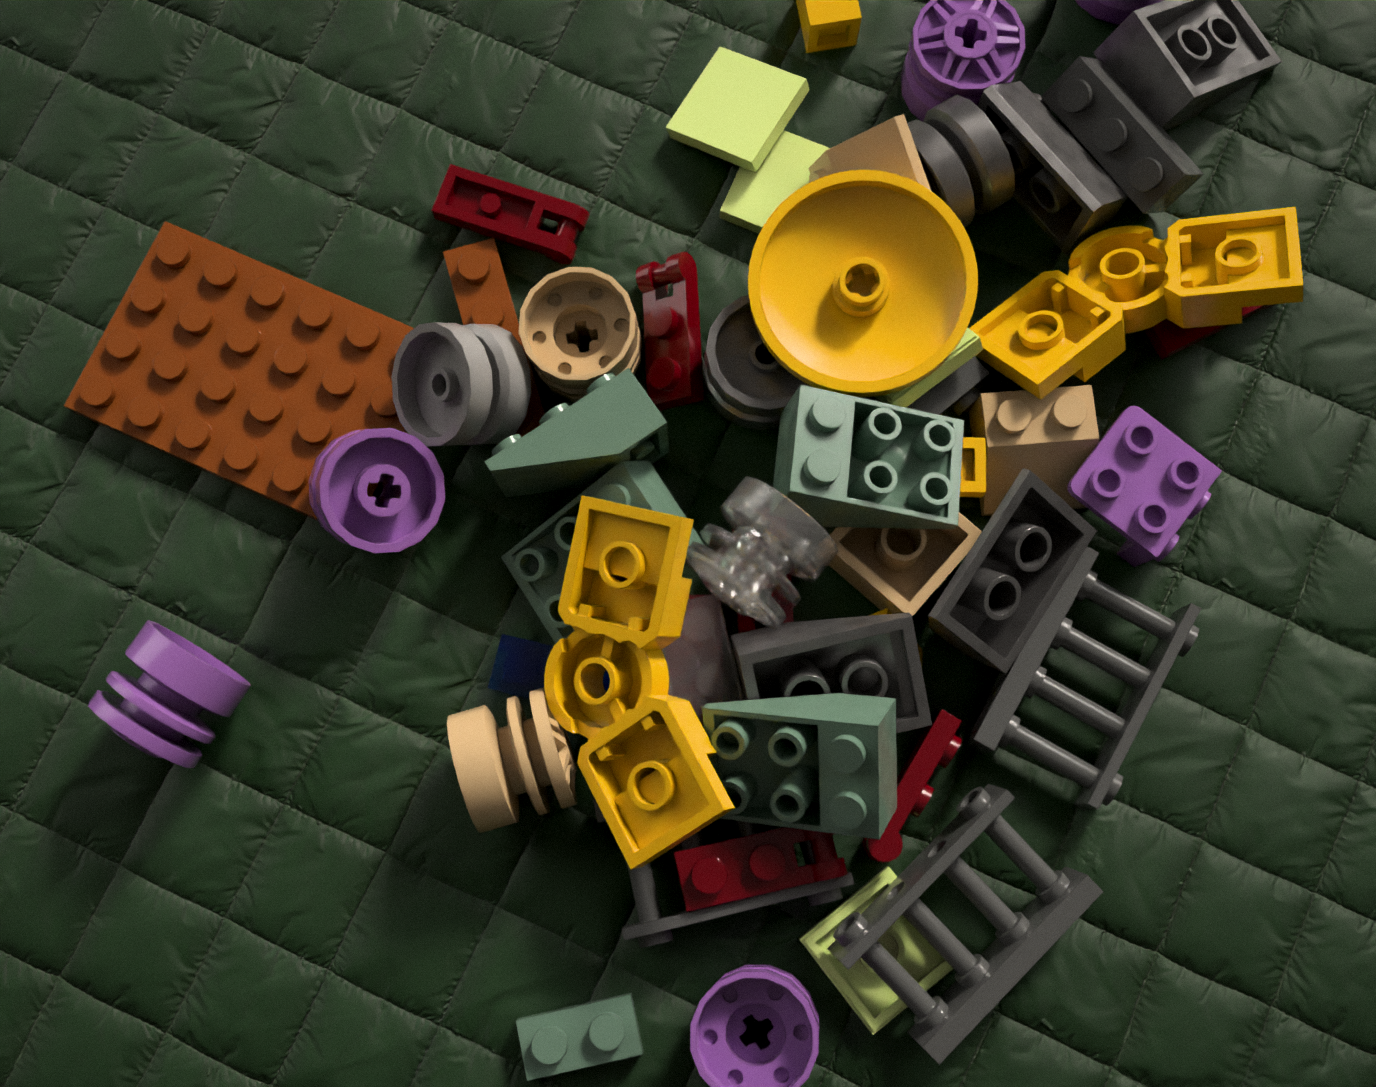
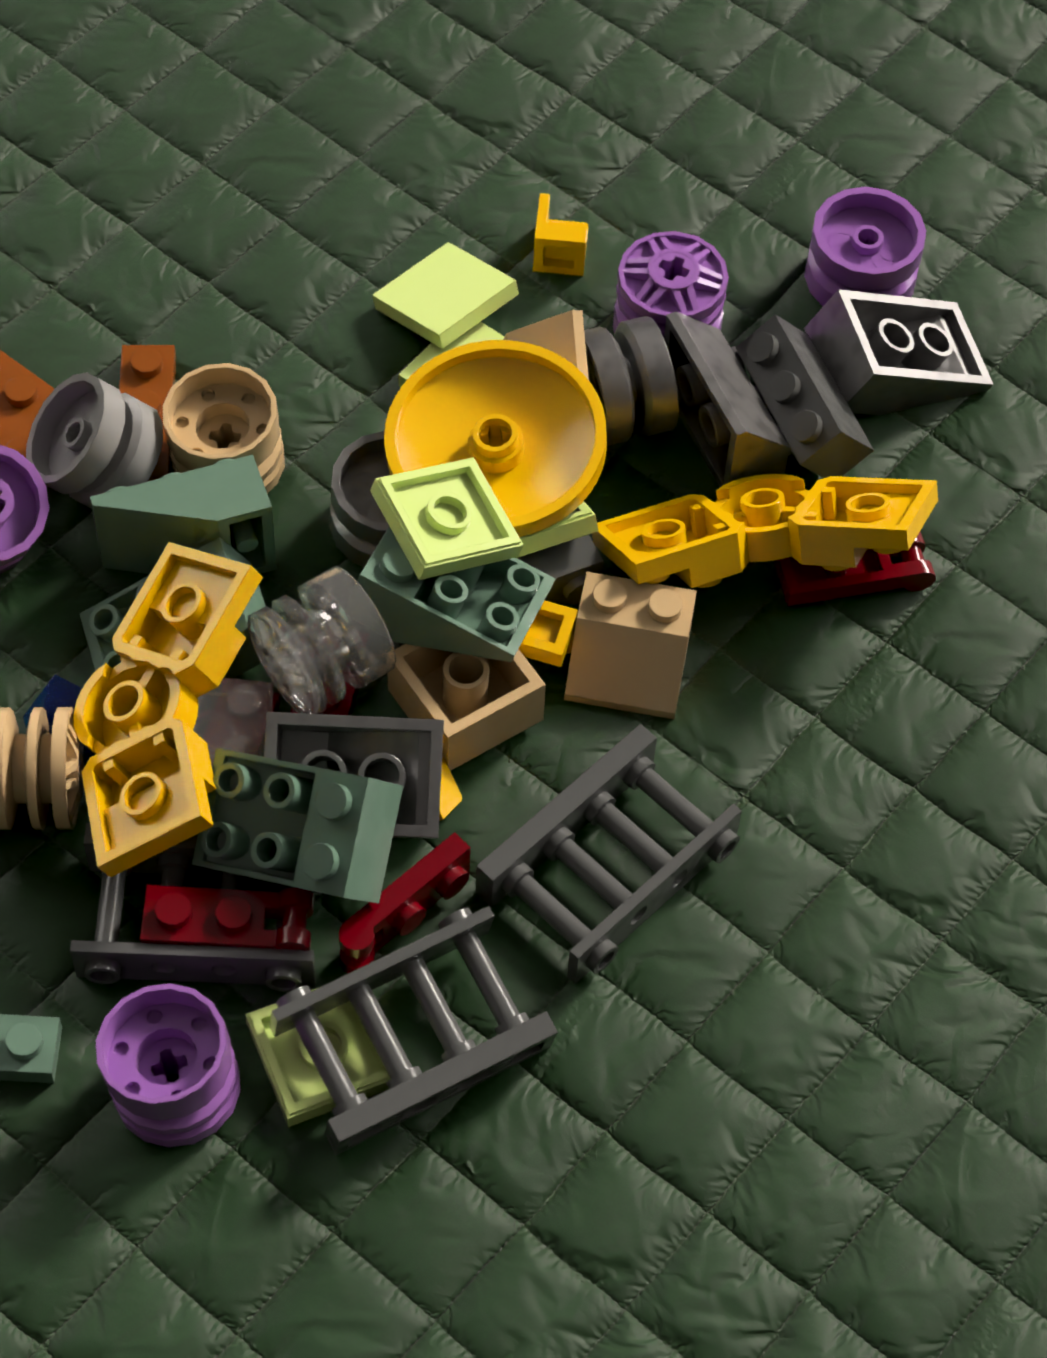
camera: 10 degrees right, 20 degrees down
(509, 213) = (194, 325): dark red plate -> none
(672, 331) = (307, 478): dark red plate -> none
(851, 399) = (446, 518): none -> yellowish green tile
(1011, 574) = (555, 723): flat silver slope -> none
(1143, 484) = (723, 695): medium lavender bracket -> none

